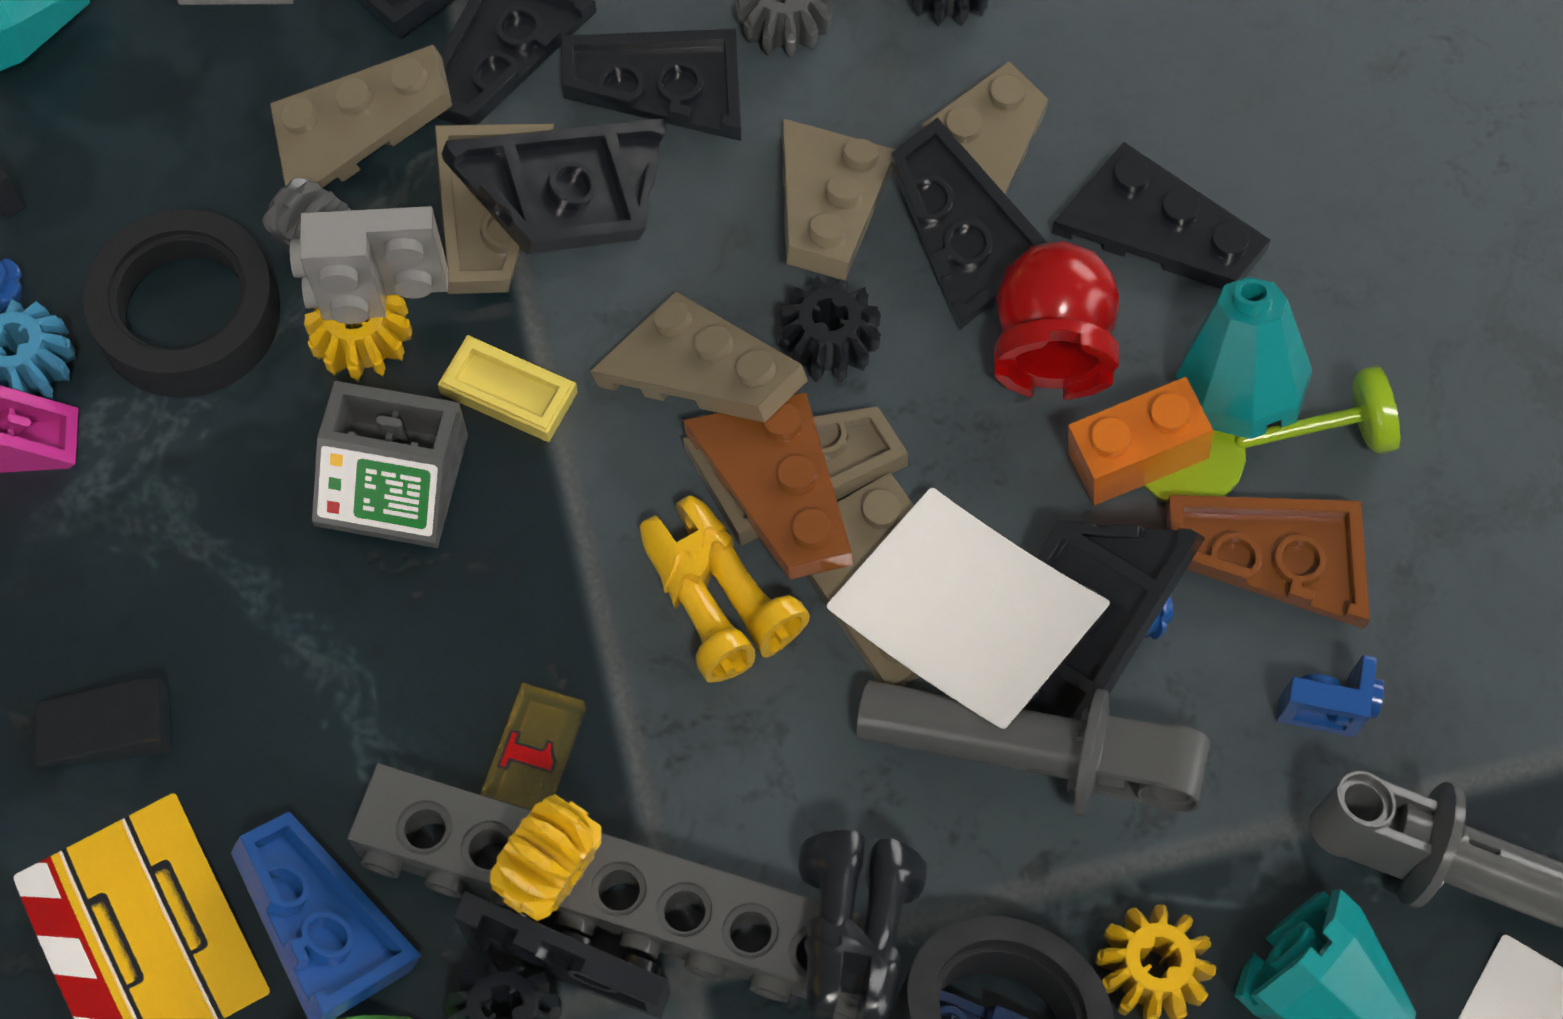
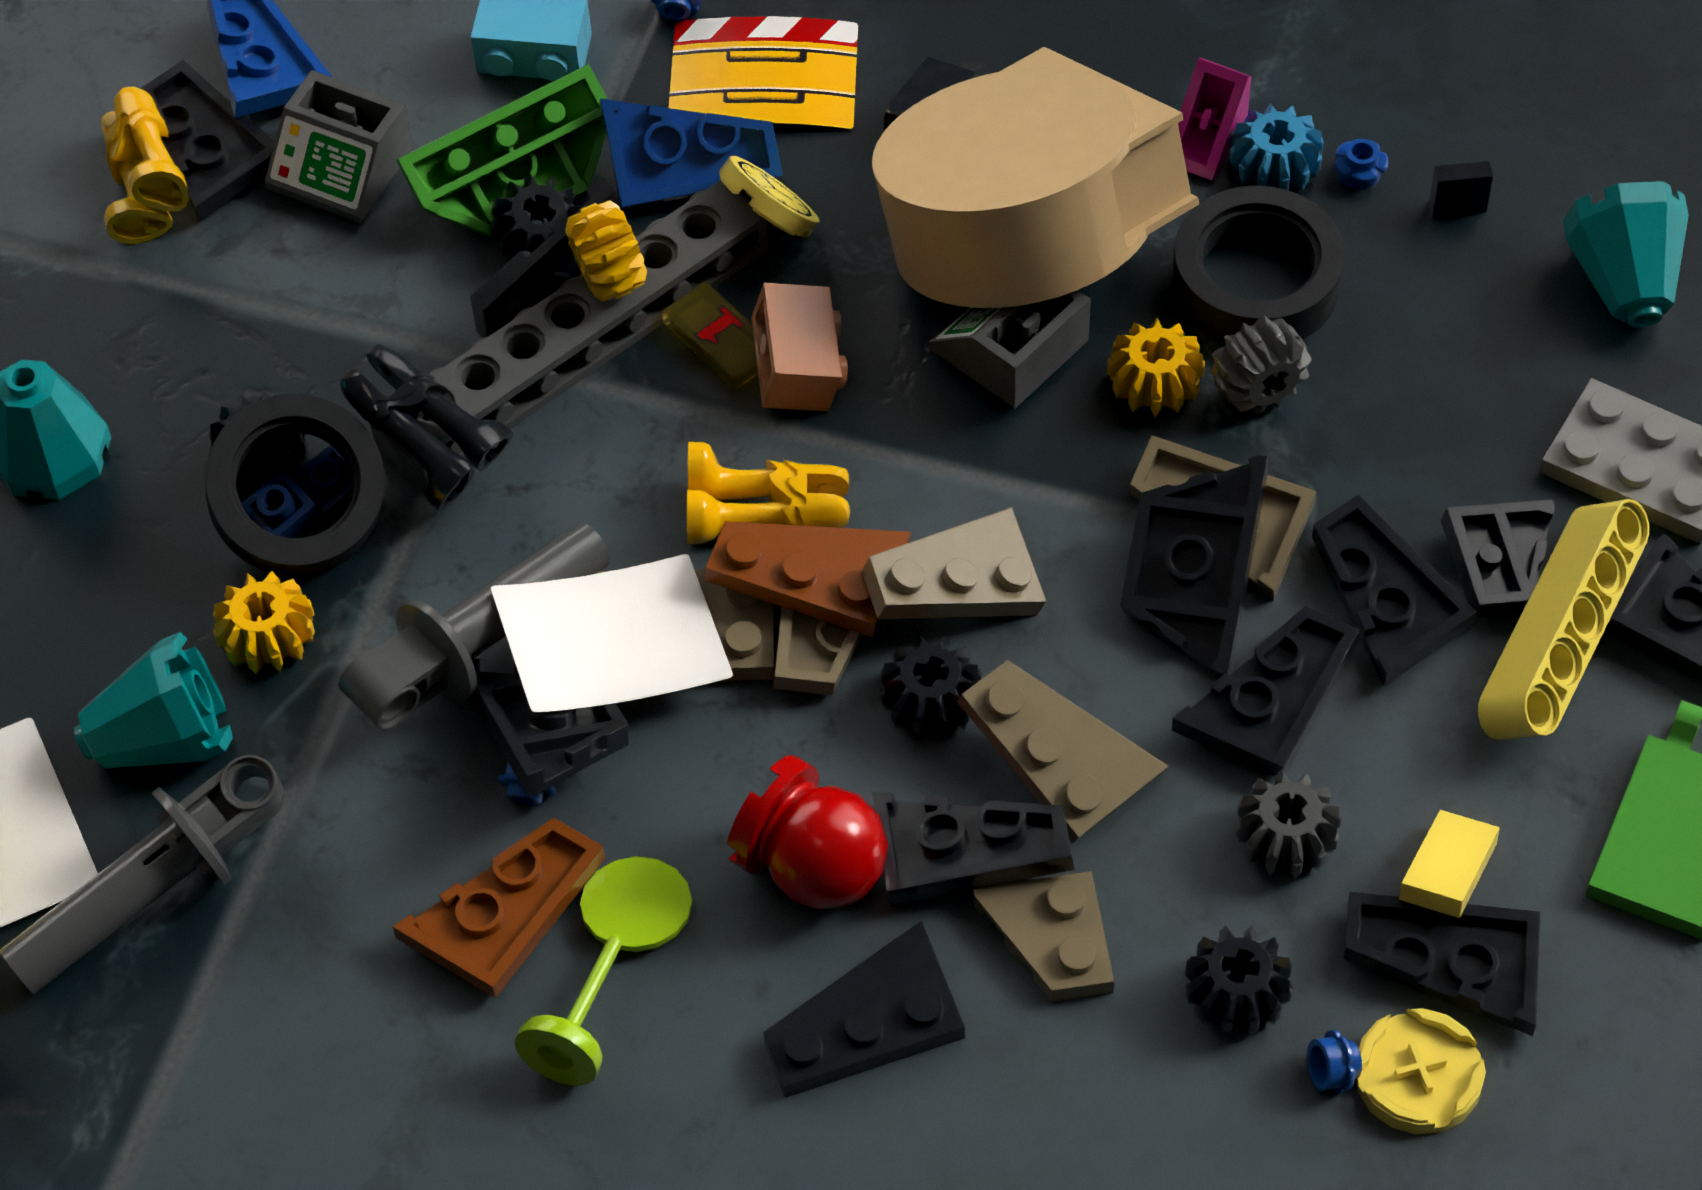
camera: 125 degrees right, 10 degrees down
(221, 499) = (1027, 182): none -> tan brick
(345, 782) = (769, 197): none -> light yellow tile
(347, 119) = (1364, 444): dark tan wing -> none
(363, 255) = (1167, 335): light grey plate -> none
(508, 388) = (1039, 454): light yellow tile -> none
(521, 650) = (798, 347): none -> nougat brick
(1139, 441) = (661, 845): orange brick -> none
(1248, 360) = (667, 966): teal cone -> none
(1326, 706) = (348, 857): blue bracket -> none

